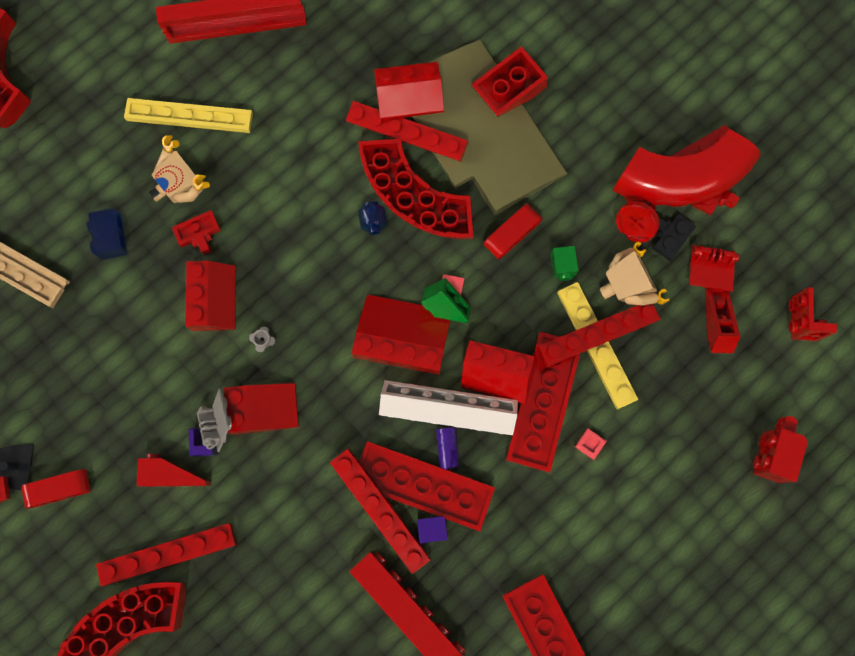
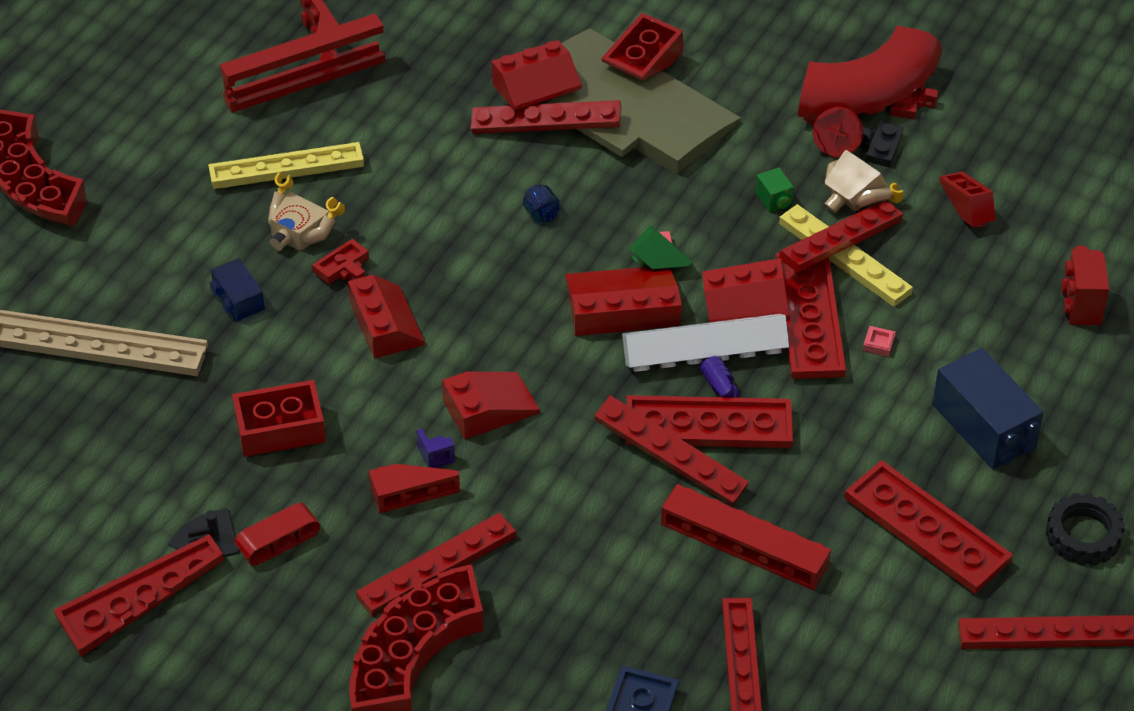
camera: 20 degrees left, 30 degrees down
(90, 379) = (279, 418): none -> red brick
(214, 422) = (448, 410): light grey hinge -> none
(257, 335) = (461, 340): light grey plate -> none
(410, 196) = (578, 170): red brick -> none
(432, 529) = (738, 453): dark purple panel -> none
(513, 231) = (705, 178): red beam -> none
(648, 559) = (987, 408): none -> dark blue brick
(712, 267) = (937, 157): red hinge -> none
(802, 322) = (1061, 175): red bracket -> none

